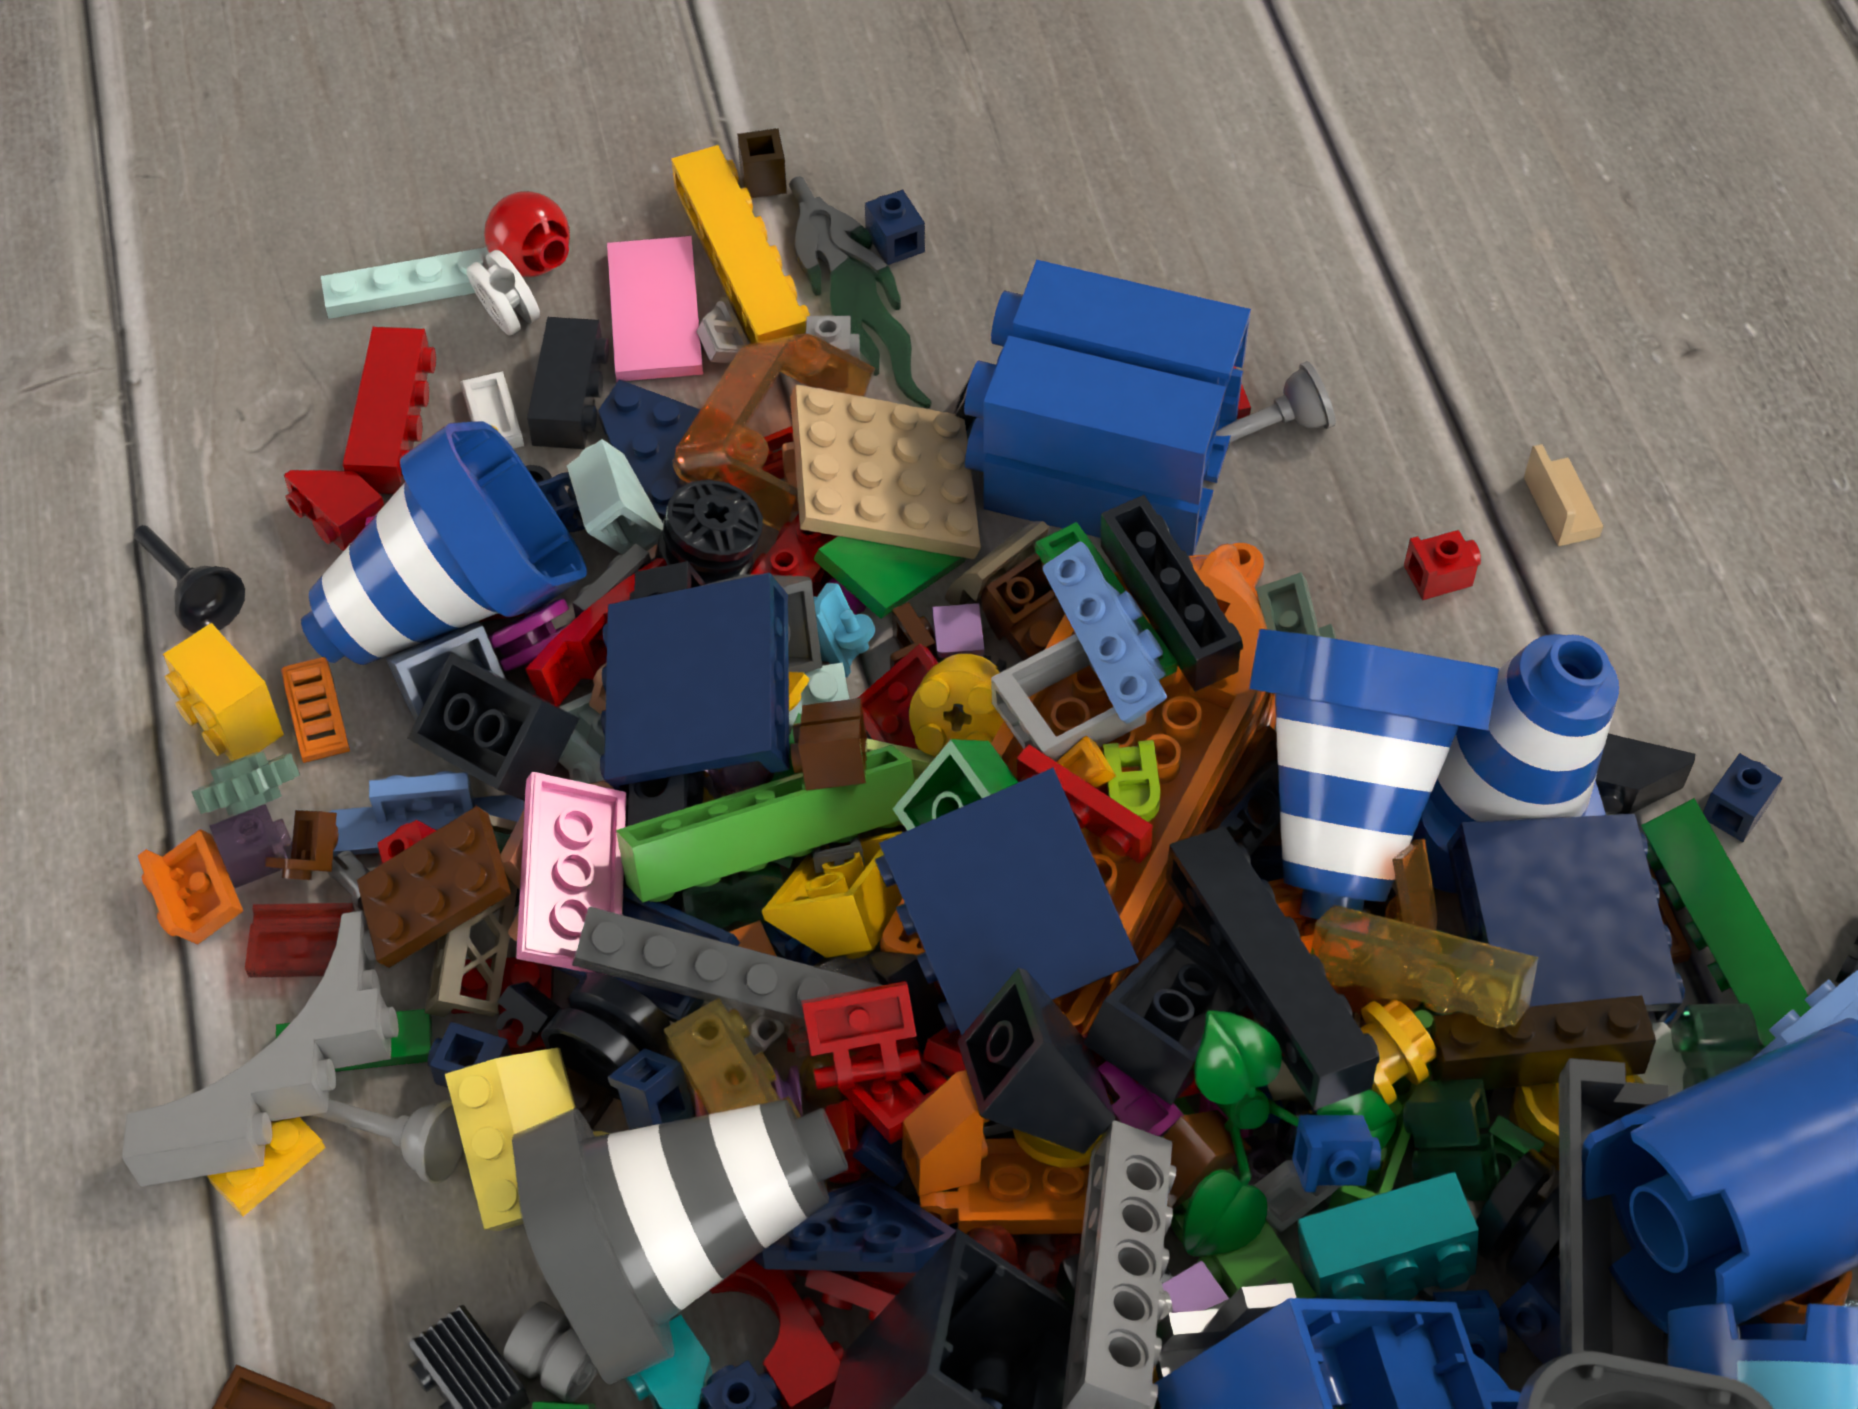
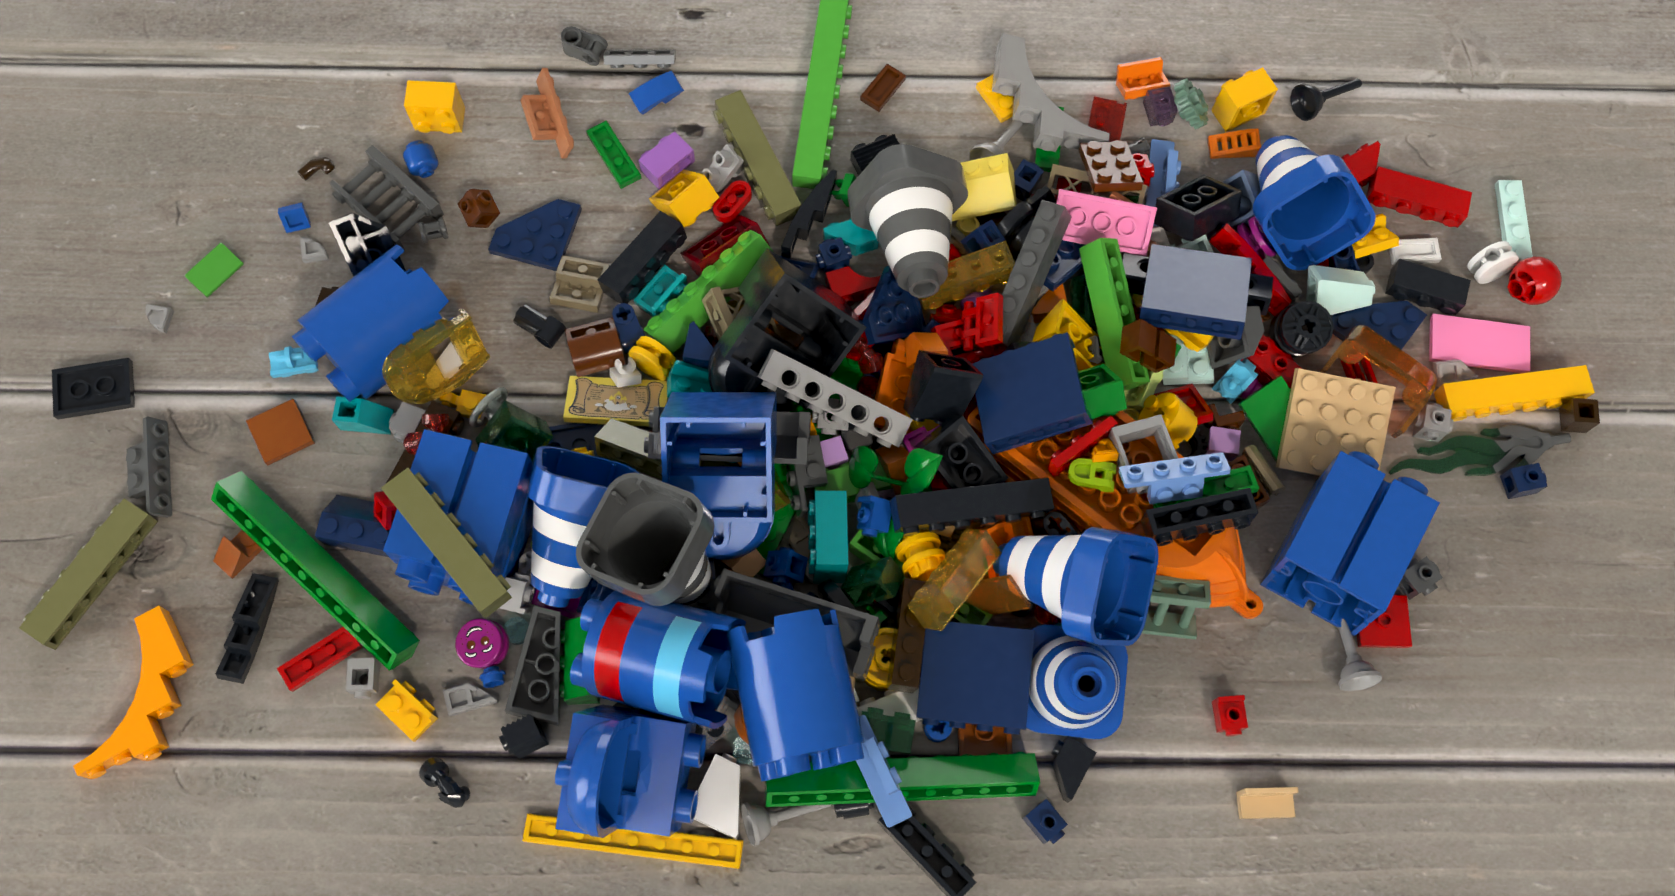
camera: 100 degrees right, 15 degrees up
(312, 845) = (1155, 131): reddish brown bracket -> none

